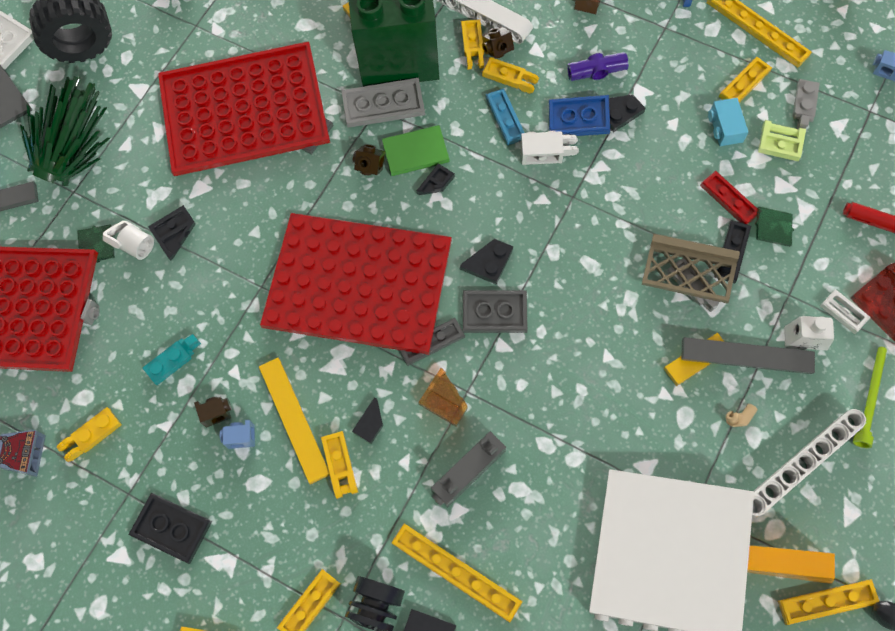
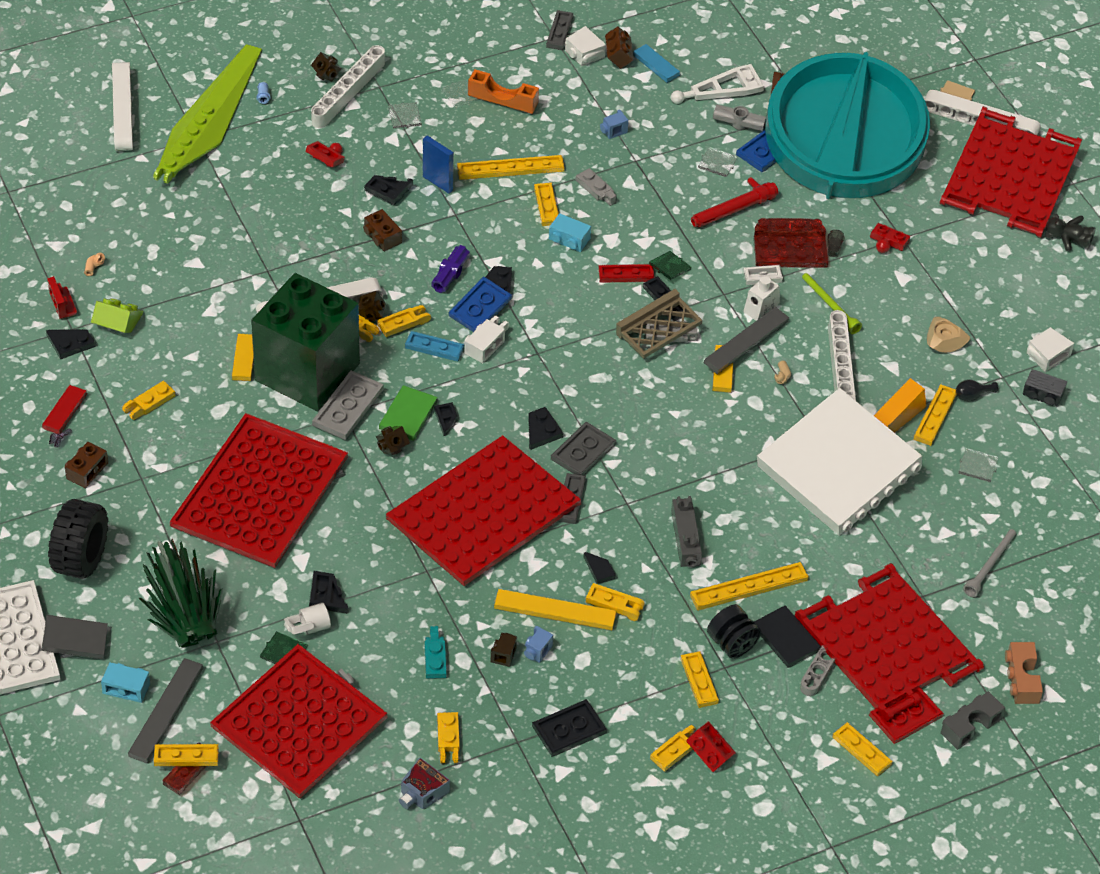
camera: 60 degrees left, 20 degrees down
(443, 399) = (623, 516): clear orange wing -> none
(781, 145) = (613, 221): yellowish green plate -> none

